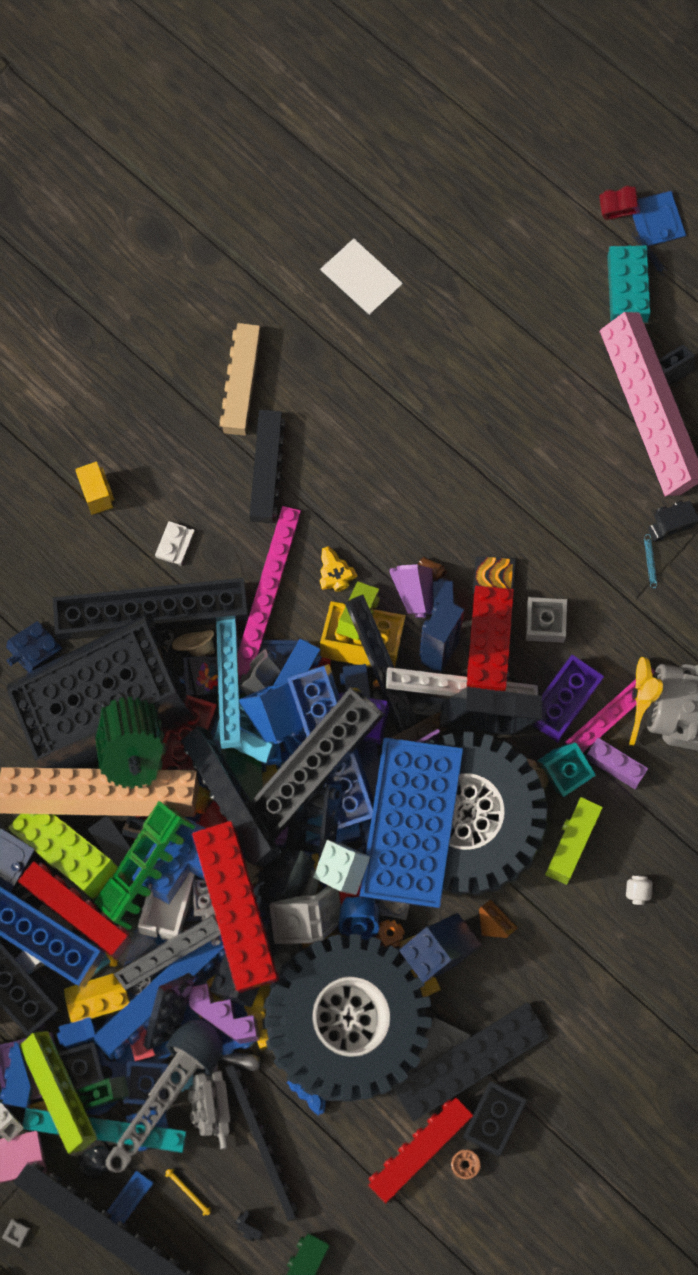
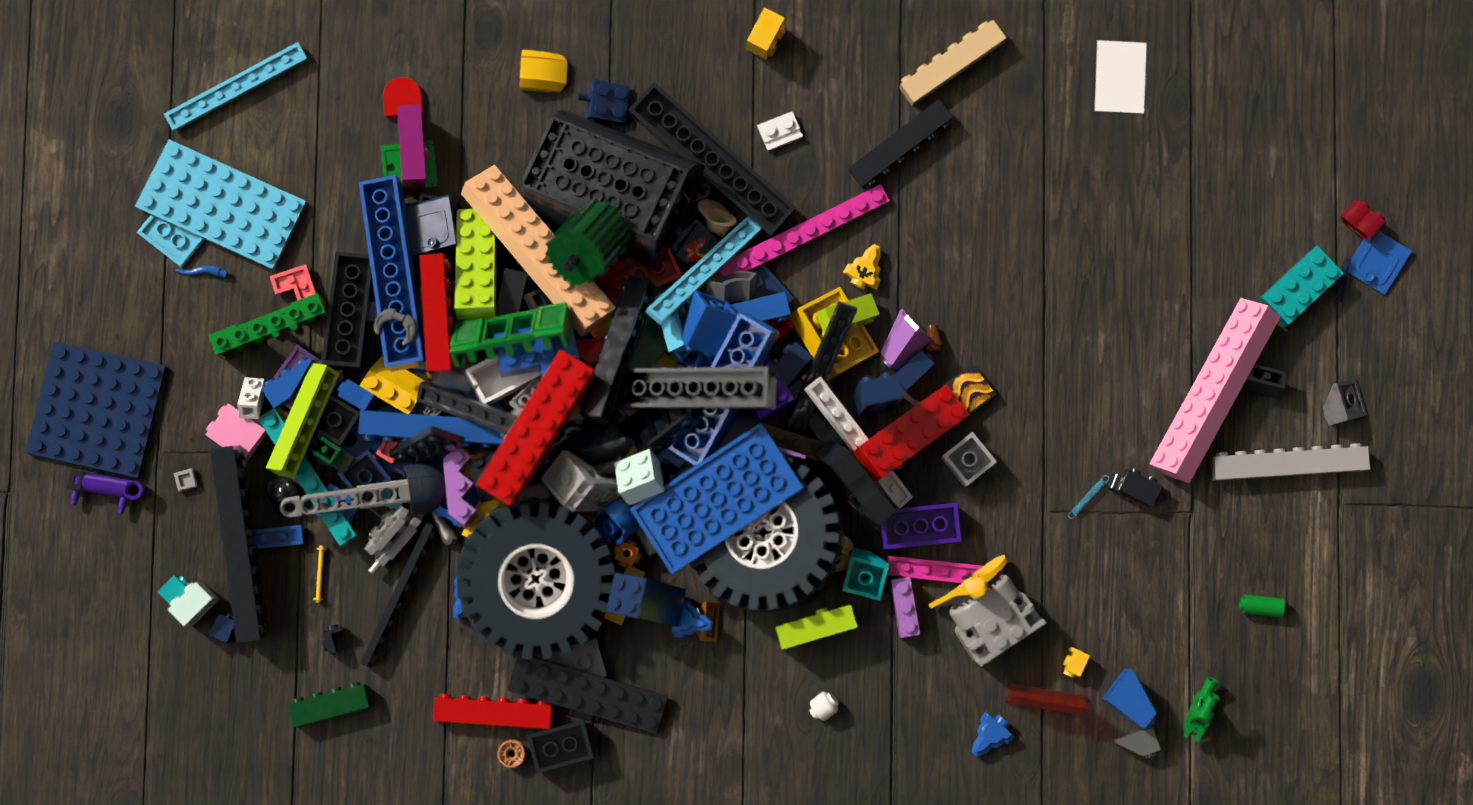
camera: 45 degrees right, 10 degrees up
(40, 946) = (407, 321): none -> dark grey piece
(486, 931) = (691, 621): none -> blue rock

